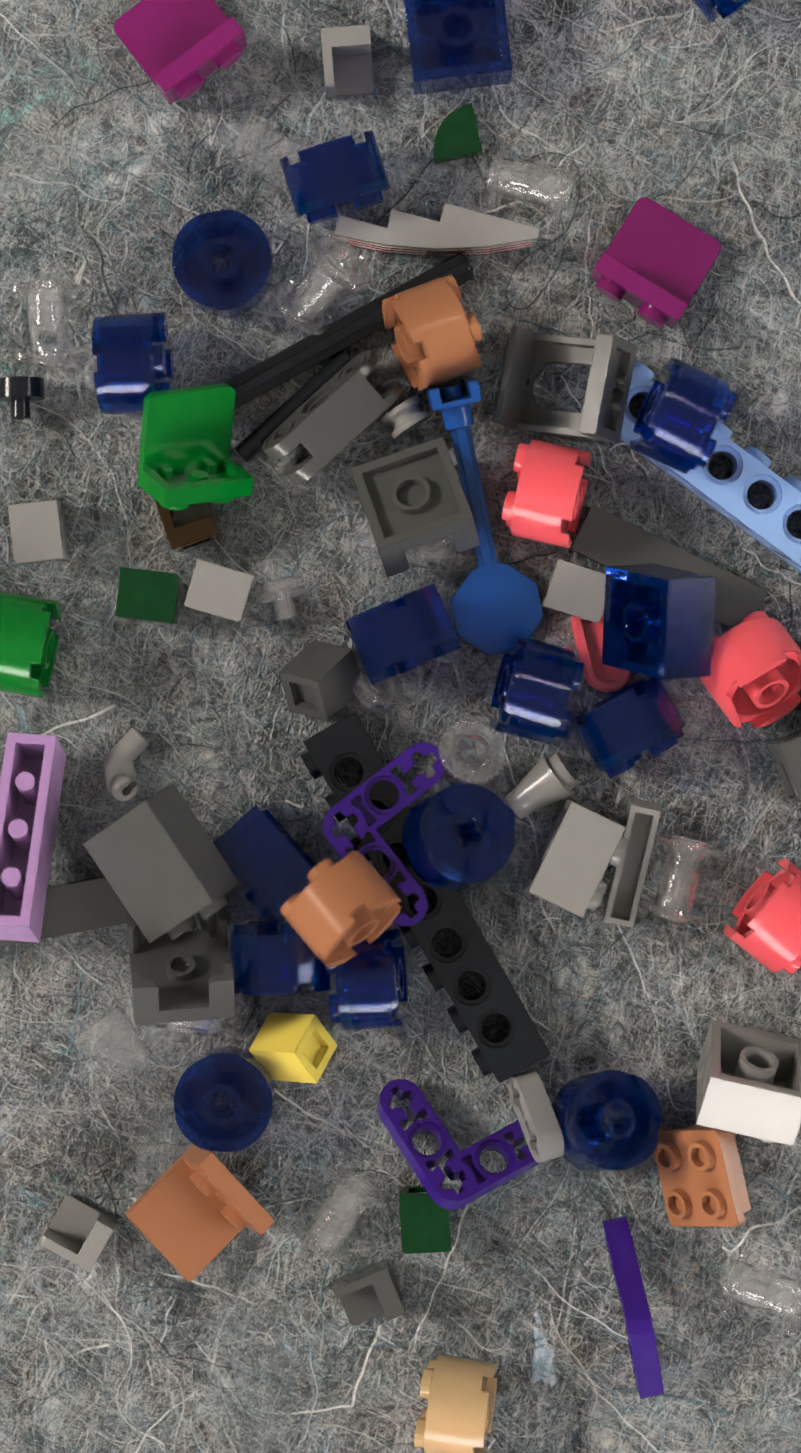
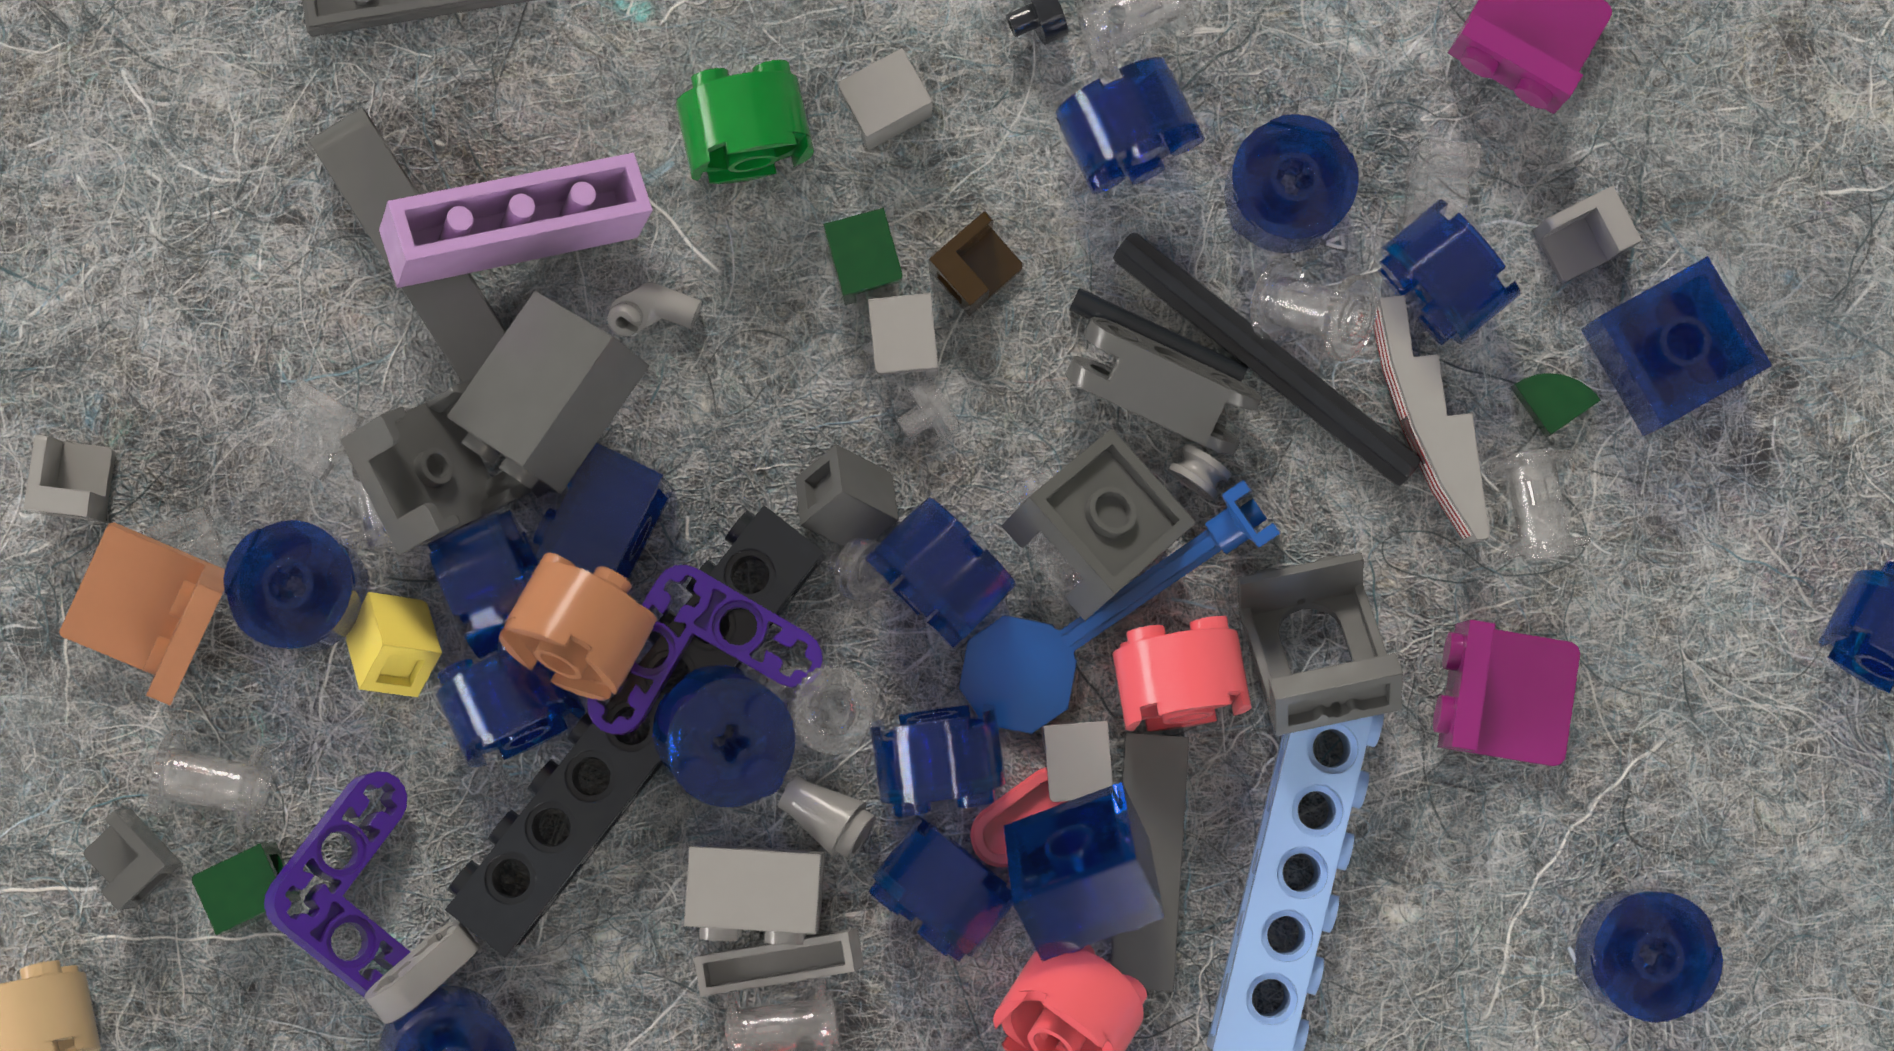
camera: 65 degrees right, 5 degrees down
(189, 446) = (1058, 230): green bracket -> none
(432, 333) = (1313, 461): nougat brick -> none
(682, 416) = (1339, 797): clear blue brick -> none

